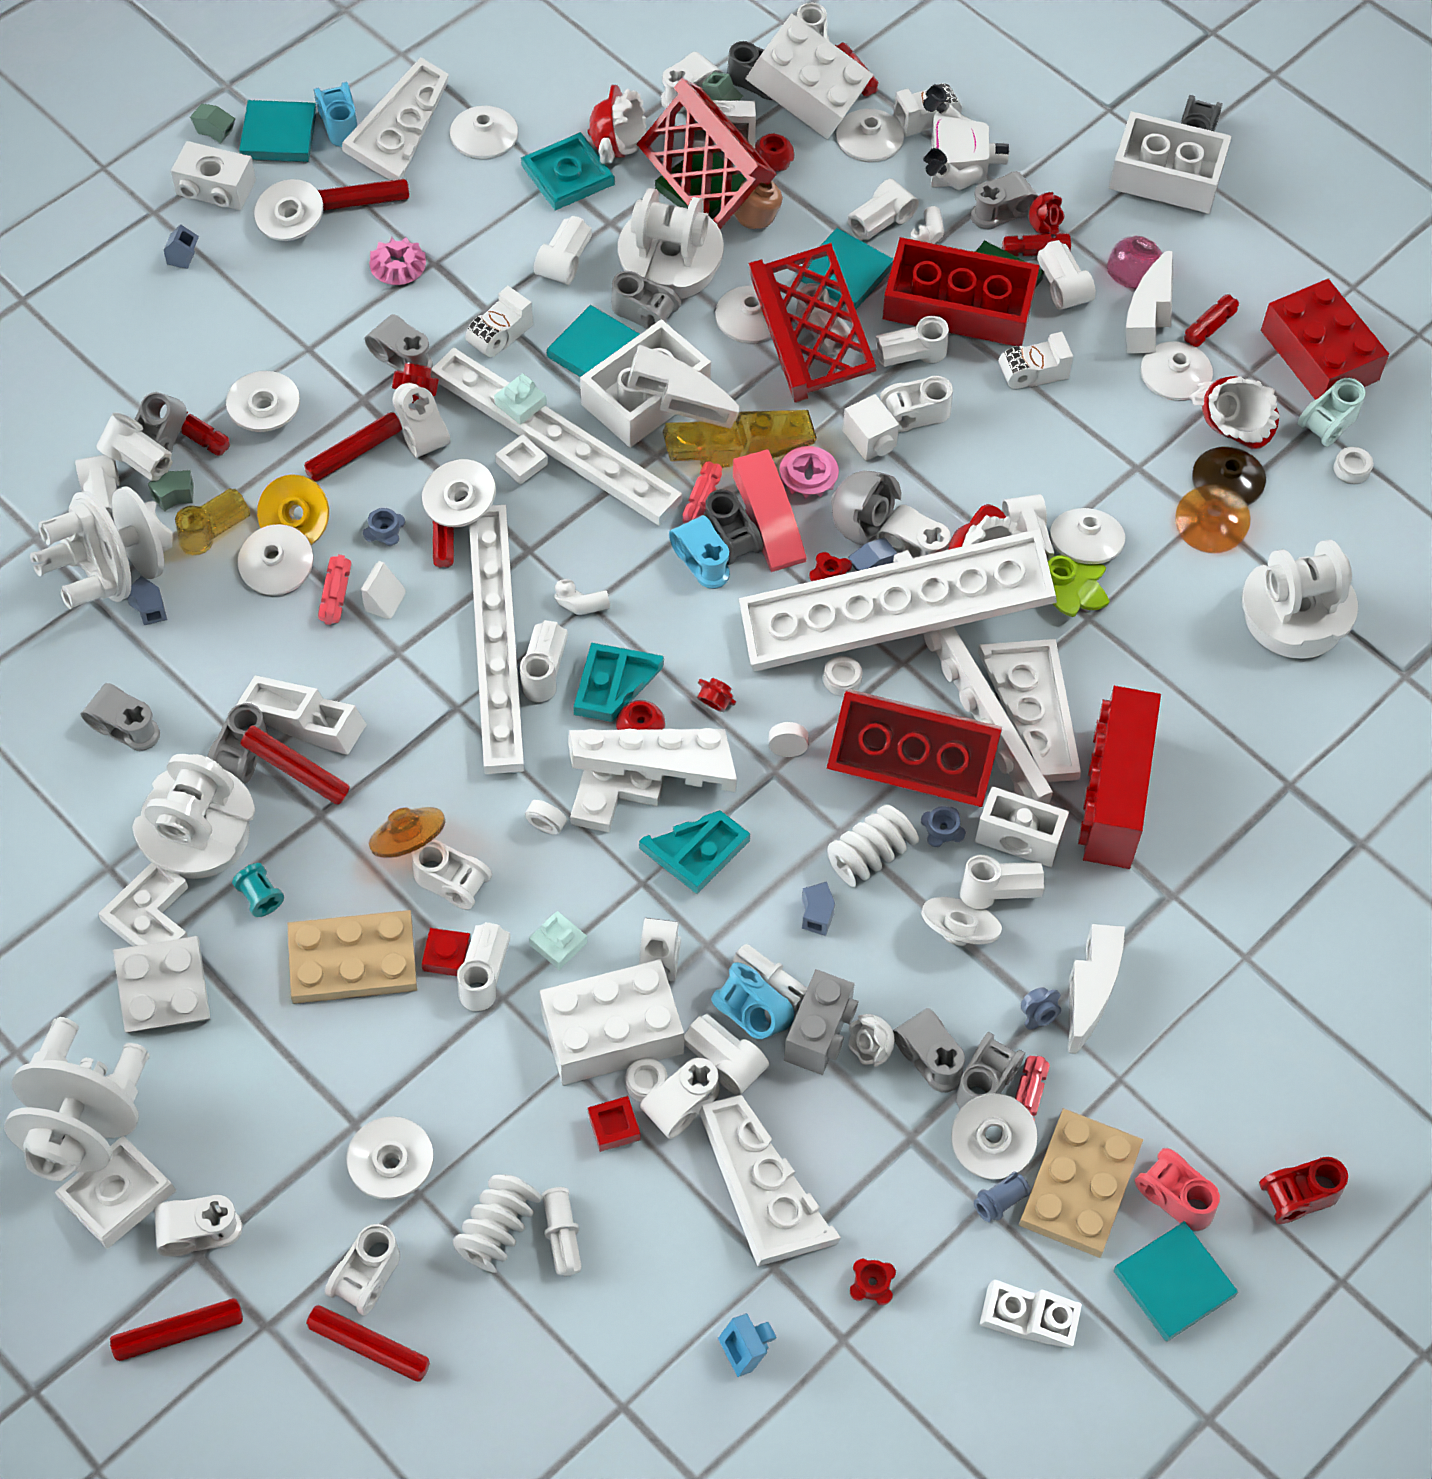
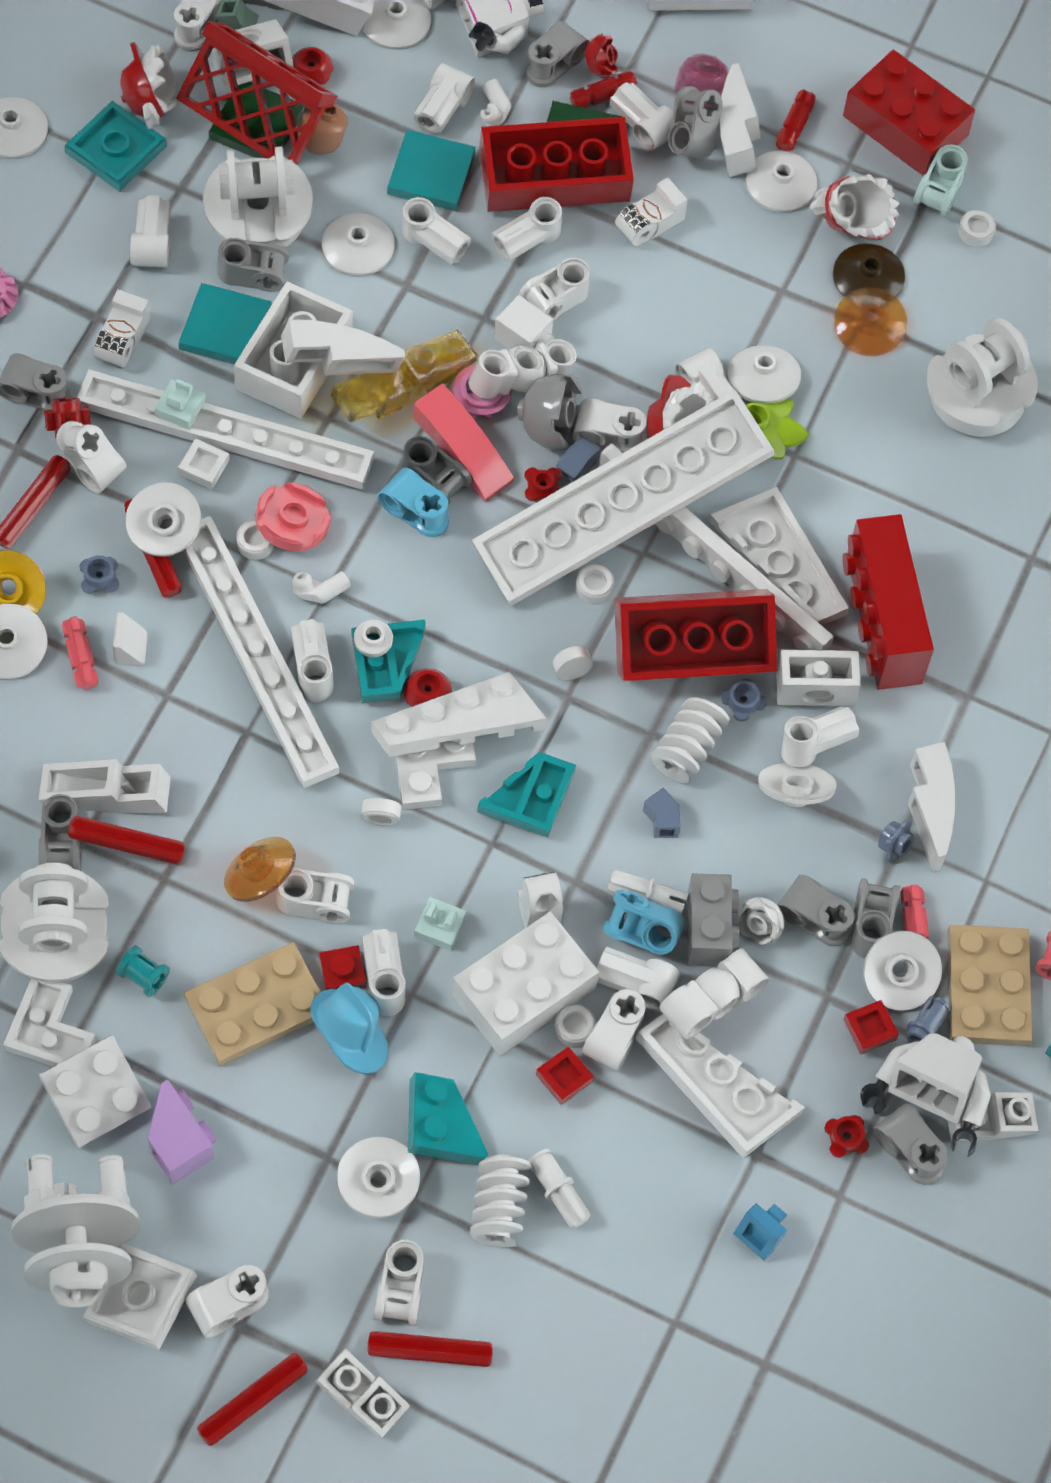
camera: 25 degrees left, 5 degrees up
(216, 1053) = (176, 1137): none -> lavender slope
(283, 1362) = (362, 1393): none -> white slope
(427, 1008) = (351, 1028): none -> medium azure piece
(474, 1126) = (441, 1122): none -> teal wing
(540, 540) = (252, 543): none -> white tile
(582, 529) = (292, 517): none -> coral tile
(604, 665) = (369, 647): none -> white plate
(704, 485) = (390, 444): coral axle -> none
(715, 694) = (487, 641): red plate -> none
(780, 321) = (403, 257): red fence -> none
(792, 1094) = (714, 993): none -> white piece
(828, 455) = (520, 367): none -> white piece
(934, 1308) = (909, 1139): none -> light grey piece
(940, 1181) = (871, 1027): none -> red plate
(986, 1255) = (939, 1078): none -> white torso
(1107, 293) = (693, 125): none -> light grey piece

